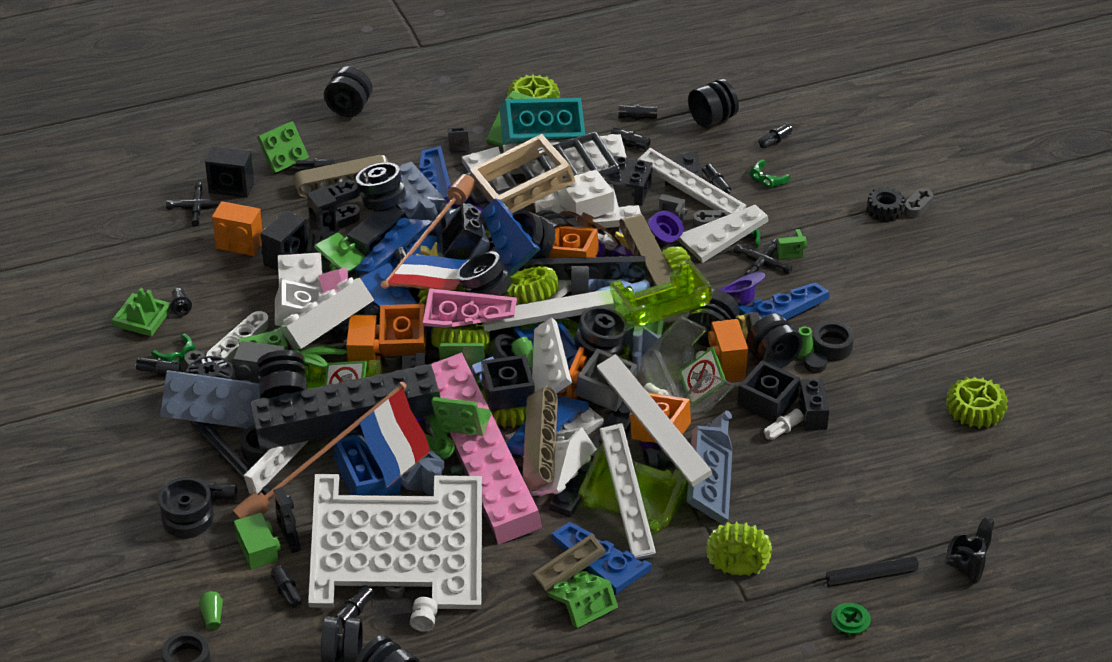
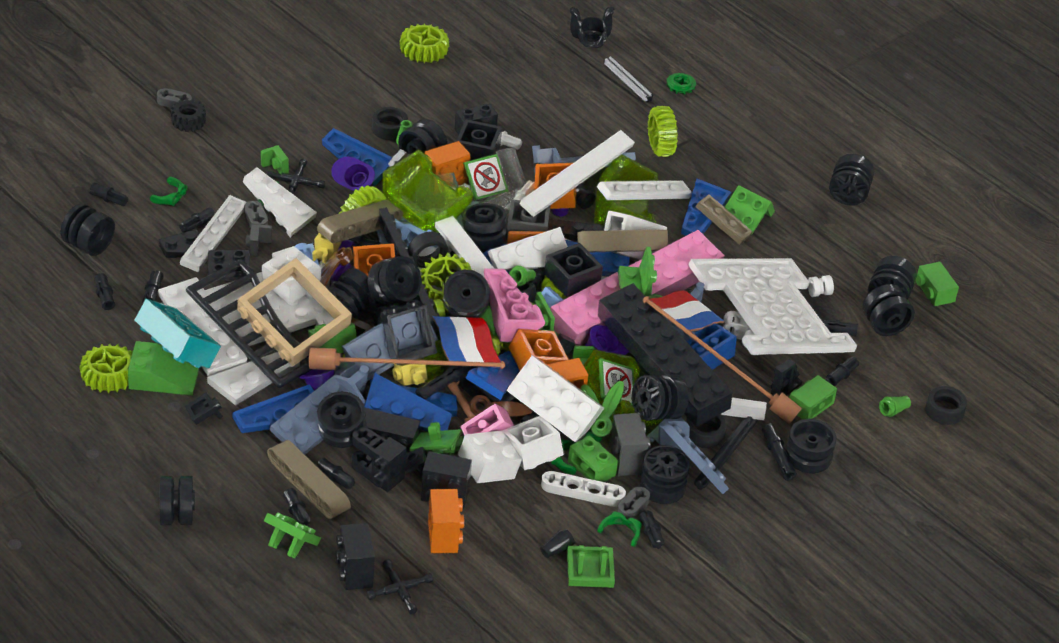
camera: 115 degrees left, 0 degrees up
(508, 236) = (414, 283): blue wing -> none
(665, 227) = (295, 234): dark purple piece -> none

